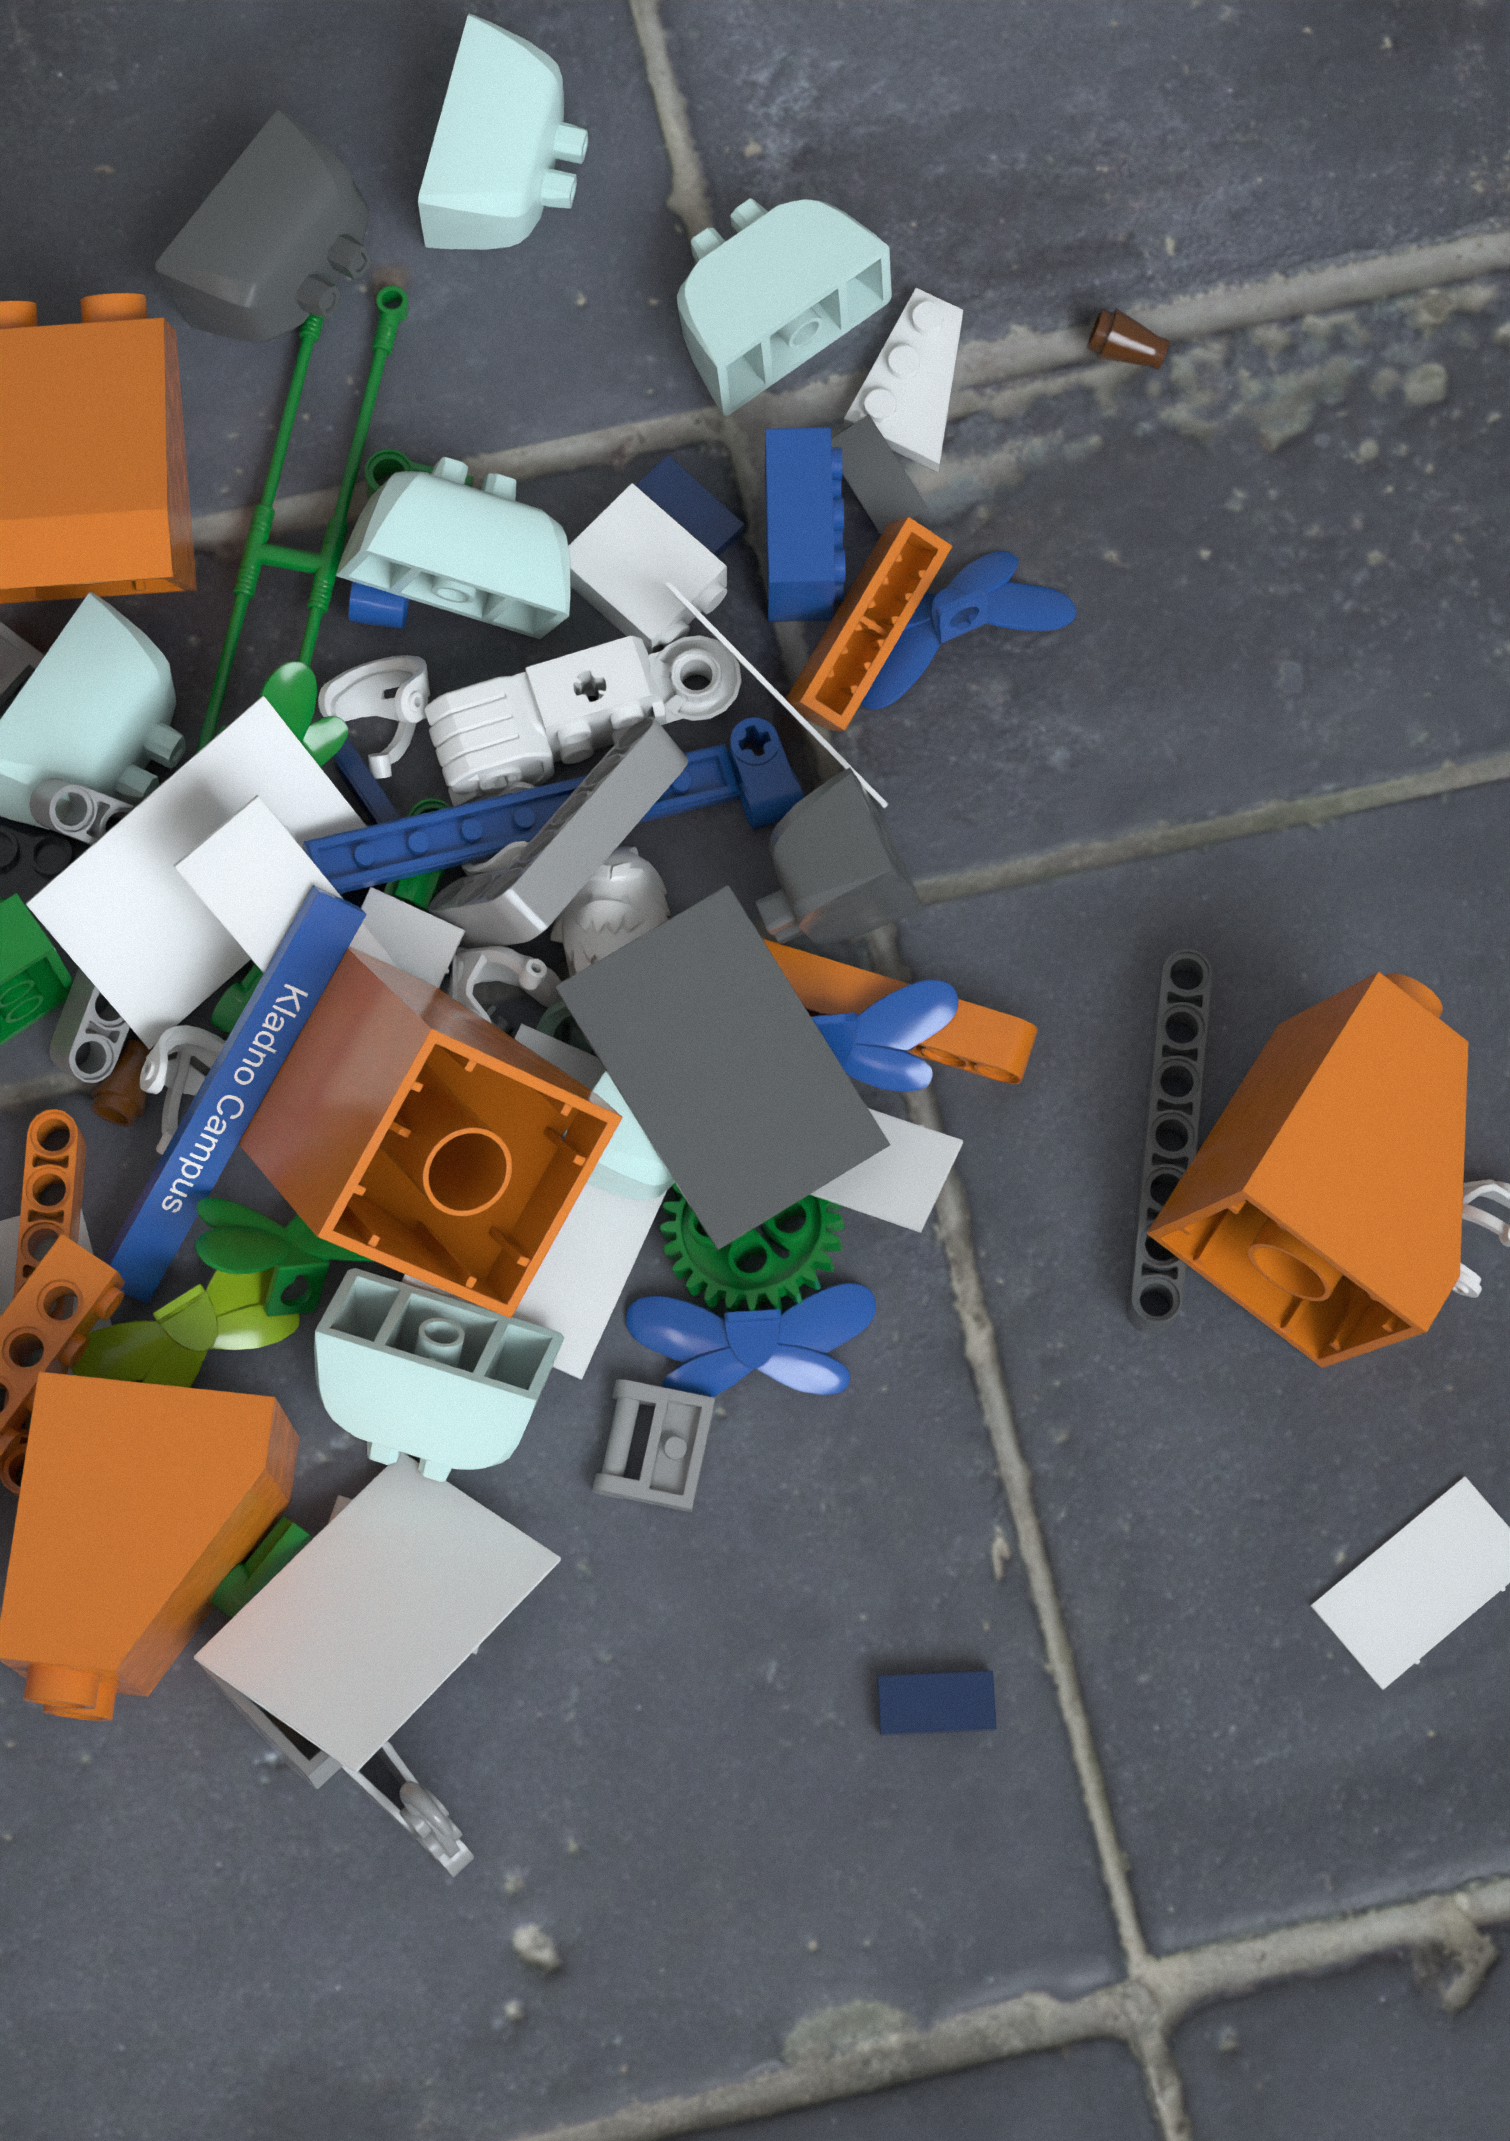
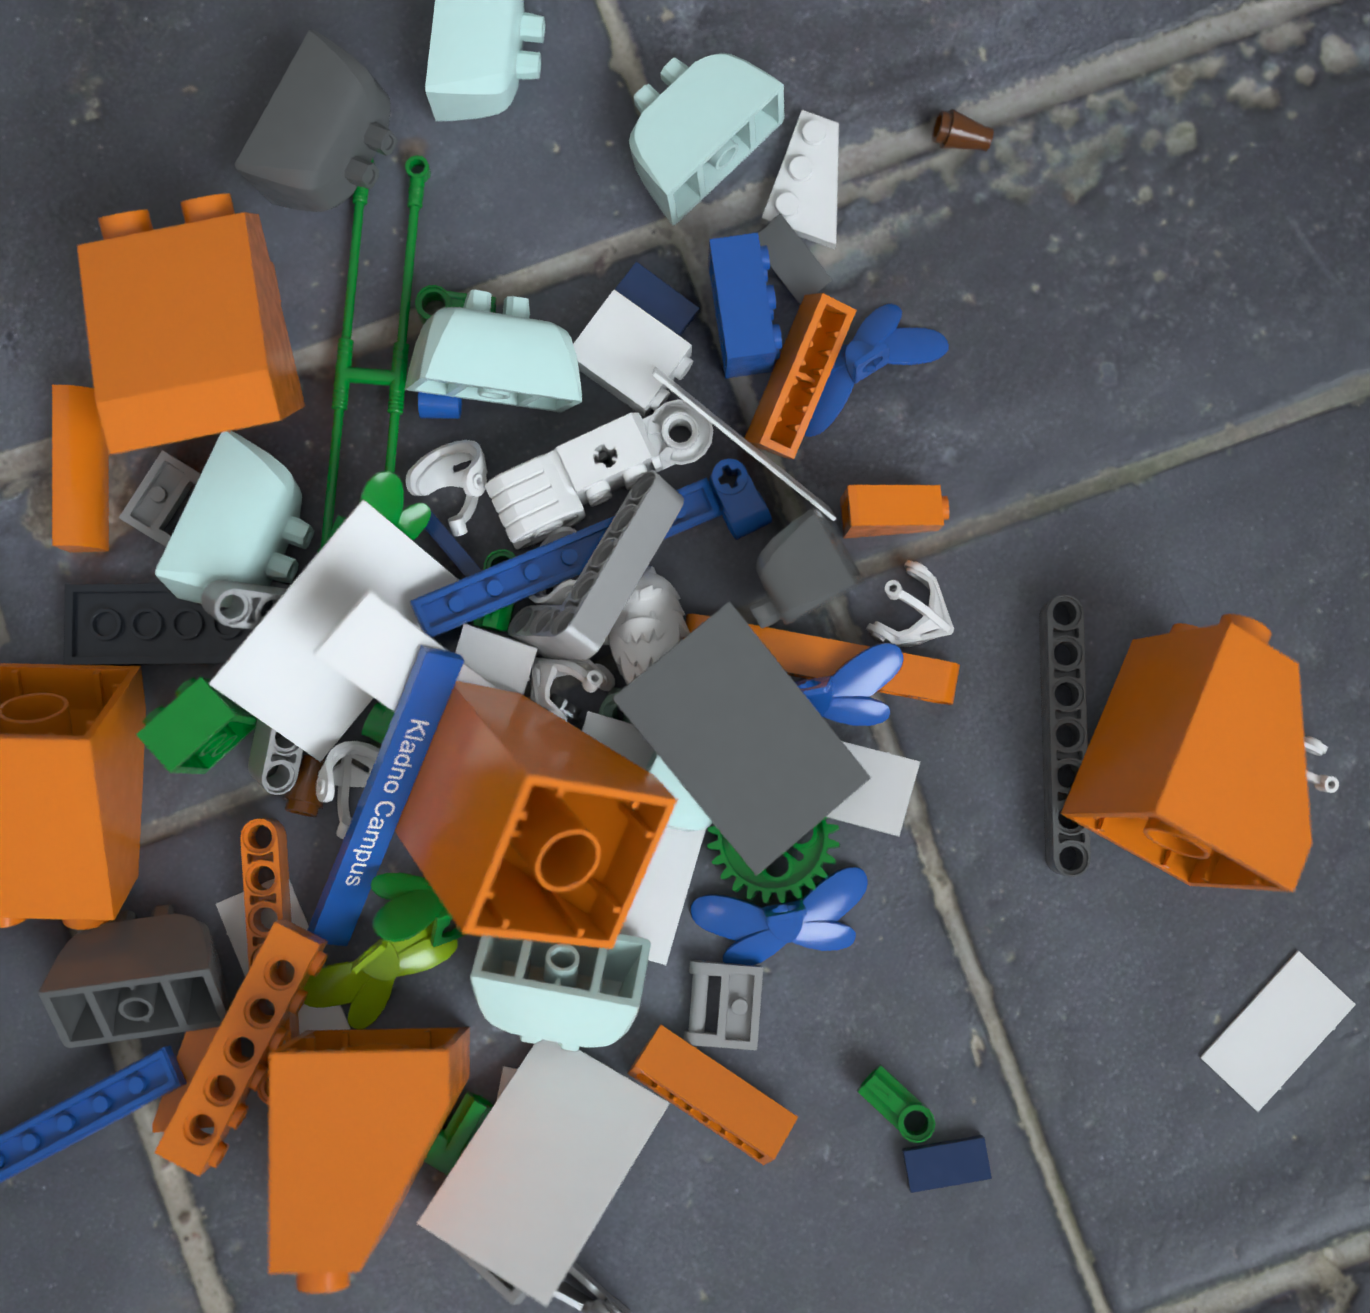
camera: 10 degrees left, 10 degrees up
(623, 1565) = (713, 1095): none -> orange brick
(874, 1605) = (895, 1102): none -> green piece
(969, 812) = (892, 509): none -> orange slope
(1009, 959) = (935, 617): none -> white helmet

